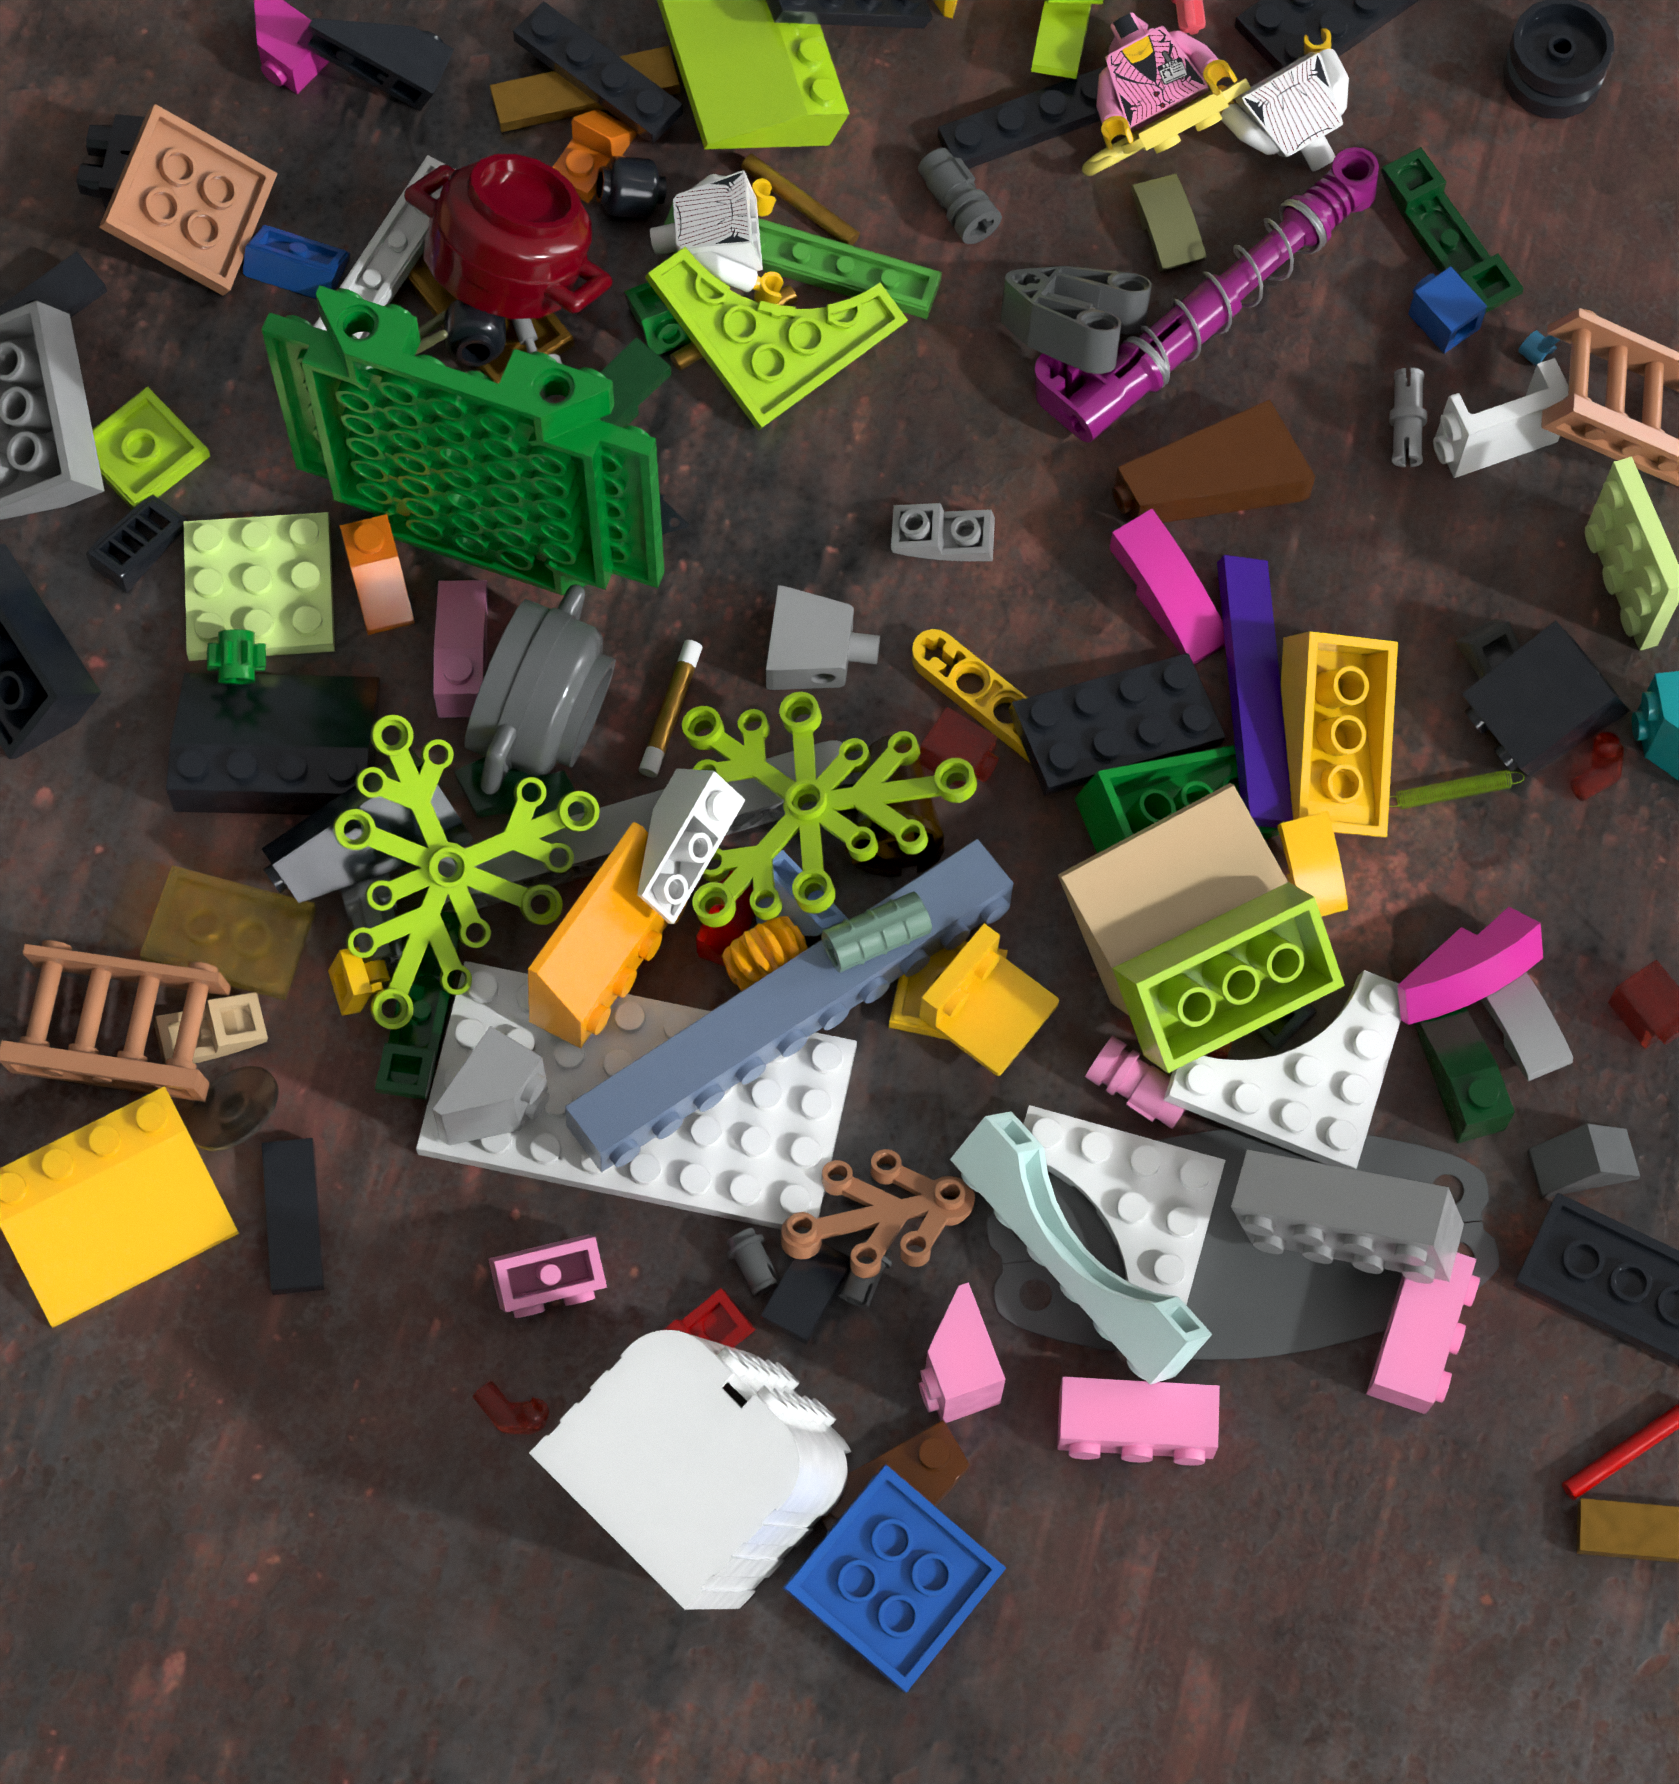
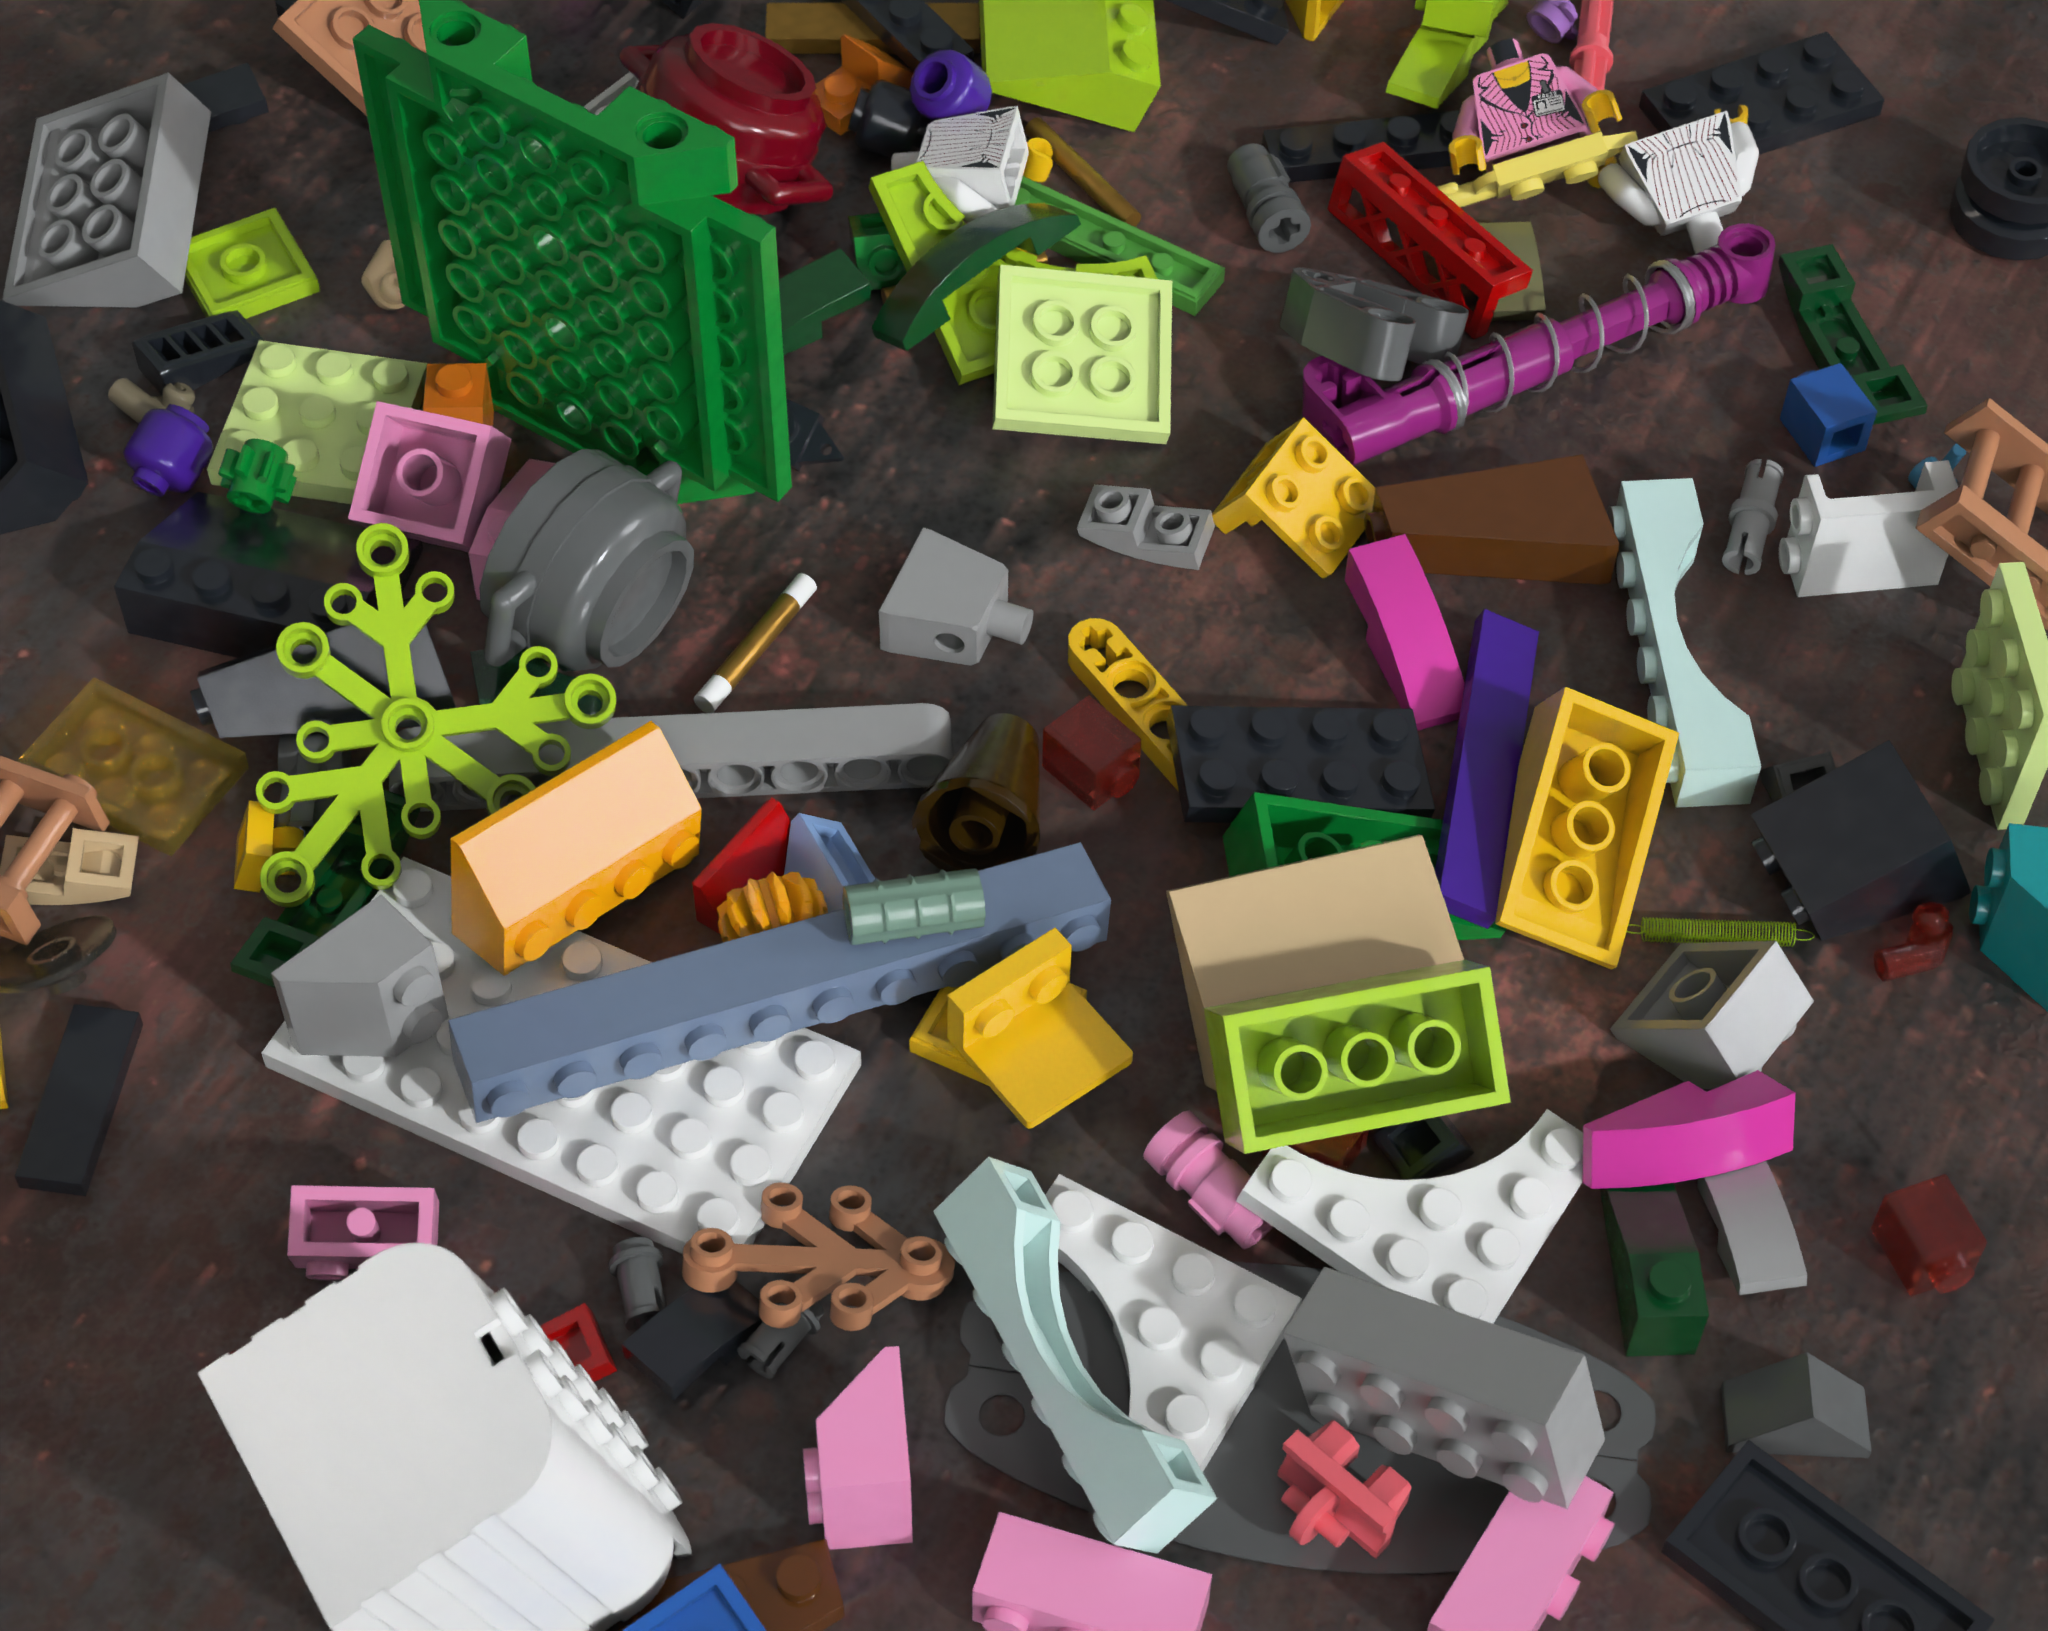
camera: 15 degrees right, 15 degrees down
(118, 606) = (137, 402): none -> dark tan arm
(151, 645) = (168, 450): none -> dark purple head
(260, 438) = (381, 279): none -> tan arm
(378, 631) = (428, 475): none -> bright pink brick
(680, 159) = (949, 86): none -> dark purple head
(684, 837) = (708, 755): white slope -> none
(739, 332) = (916, 302): none -> dark green slope
(855, 390) = (1083, 354): none -> yellowish green plate
(867, 796) = (874, 752): lime plant -> none
(1057, 480) = (1303, 495): none -> yellow bracket
(1098, 202) = (1429, 223): none -> red fence
(1284, 1307) = (1332, 1499): none -> coral hips
(1315, 861) = (1512, 944): yellow slope -> none
(1339, 453) = (1658, 541): none -> light aqua arch
(1466, 860) = (1715, 1011): none -> light grey slope

